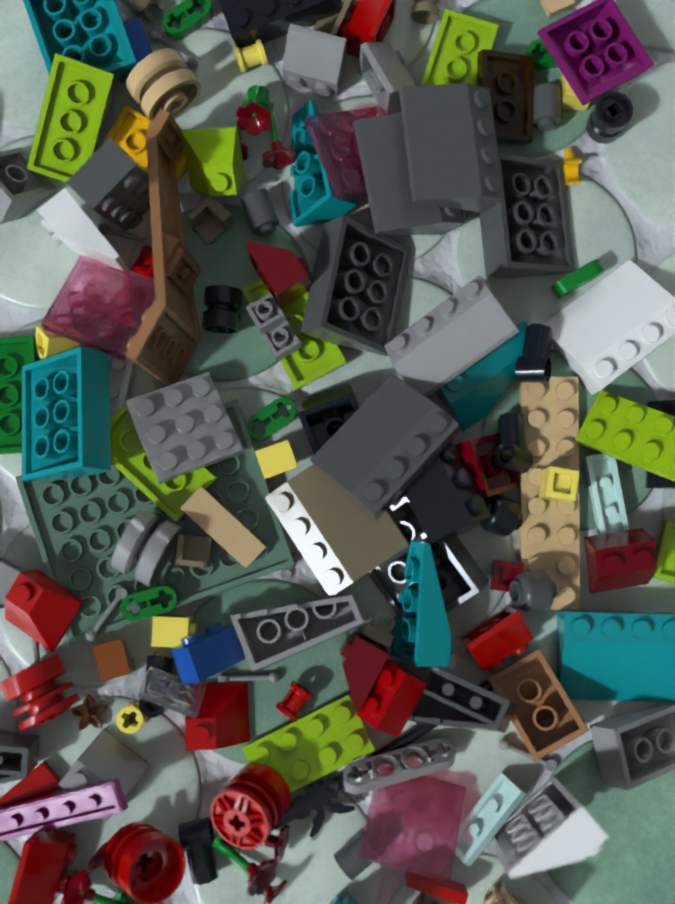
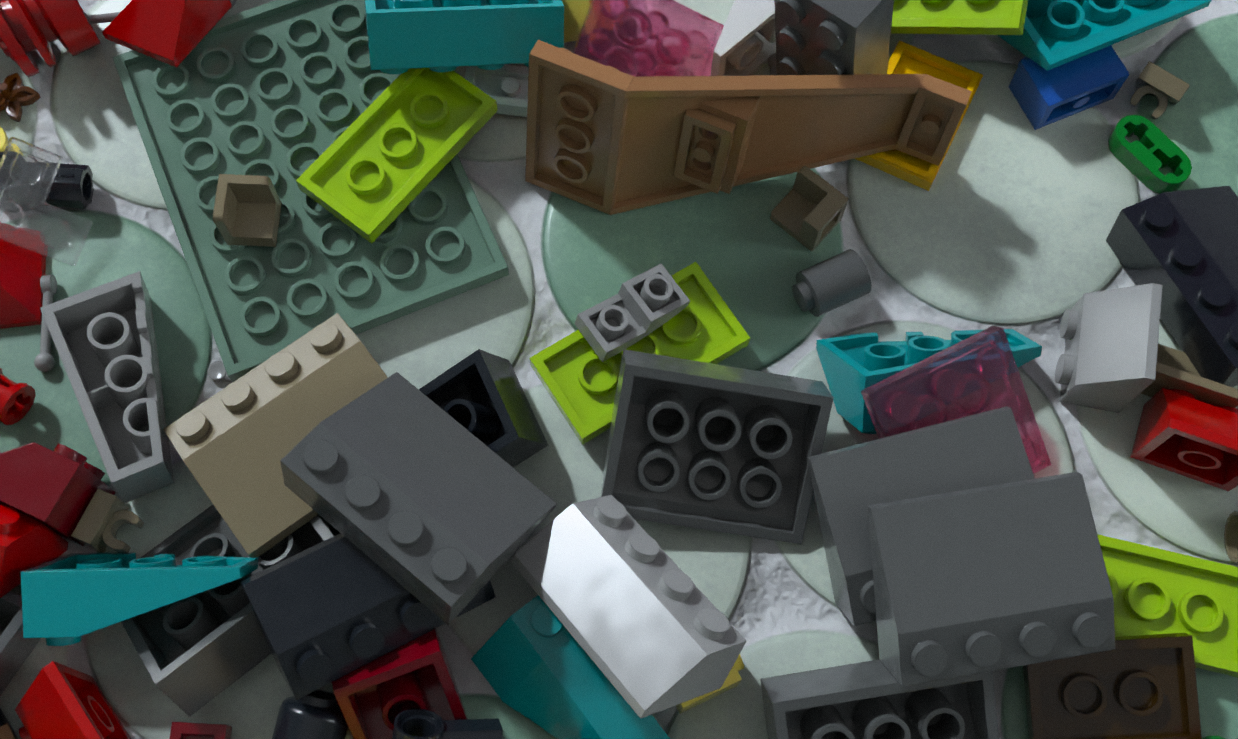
camera: 85 degrees right, 15 degrees down
(112, 660) = (80, 113): dark orange panel -> none
(121, 593) = (186, 118): light grey hinge -> none
(145, 547) = (249, 129): light grey wheel -> none
(151, 609) = (159, 158): green beam -> none
(157, 35) = (1108, 115): light grey hinge -> none
(163, 83) = (1020, 114): tan wheel -> none
(170, 629) = (126, 199): light yellow brick -> none
(183, 427) = (450, 181): light grey plate -> none
(207, 653) = (78, 240): blue brick -> none
(214, 160) = (906, 202): lime slope -> none
(222, 309) = (657, 234): black wheel -> none
(223, 526) = (287, 252): tan tile -> none
(250, 56) = (1101, 251): light yellow bush -> none
(258, 116) = (980, 245): dark red plant -> none
(268, 413) = (488, 322): green beam -> none
(276, 459) = (406, 332): light yellow panel -> none
(280, 271) = (714, 302): dark red slope -> none
(384, 74) = (1121, 466): light grey slope -> none

